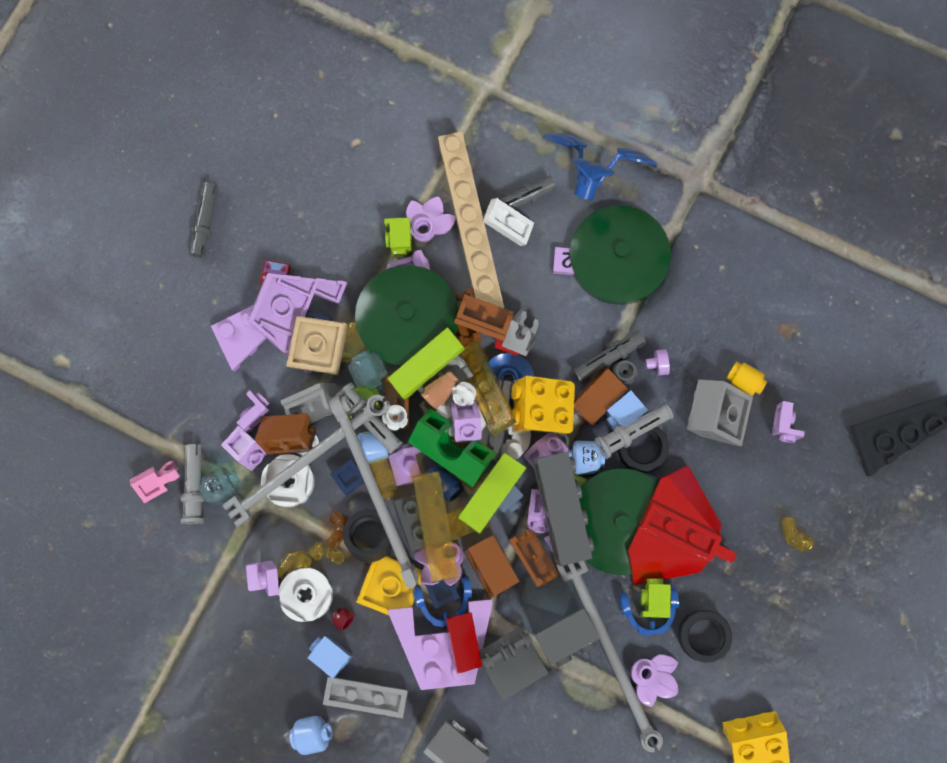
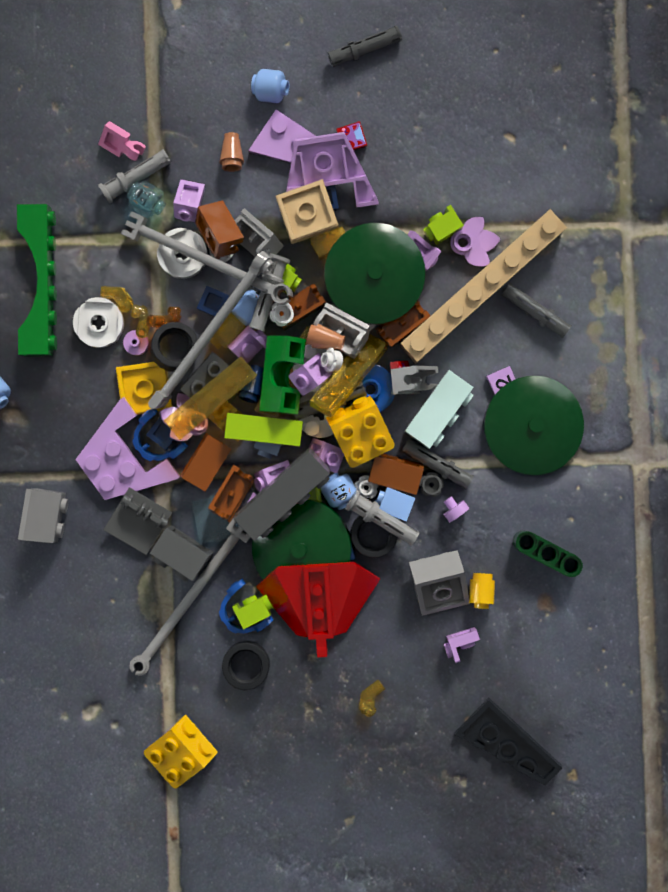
camera: 55 degrees right, 10 degrees up
(187, 319) = (269, 86): none -> light blue head
(225, 386) = (231, 153): none -> nougat cone
(252, 416) = (219, 192): lavender bracket -> none
(262, 576) = (93, 279): lavender bracket -> none
(280, 659) = (36, 332): none -> green arch
(329, 655) = (61, 370): light blue brick -> none
(342, 618) = (97, 364): dark red hinge -> none
(350, 573) = (135, 349): none -> lavender tile
(365, 697) = (45, 418): light grey plate -> none
(367, 370) = (308, 267): clear light blue head -> none
(426, 363) = (340, 314): lime tile -> none
(463, 642) = (131, 473): red slope -> none
(484, 317) = (406, 340): dark orange hinge -> none
(508, 222) = (507, 313): white plate -> none
(561, 327) = (440, 410): none -> light aqua brick
(588, 171) = (587, 362): blue plant -> none
(589, 430) = (371, 492): none -> white plate
(658, 680) = (190, 646): lavender plate -> none
(751, 294) = (559, 554): none -> dark green beam

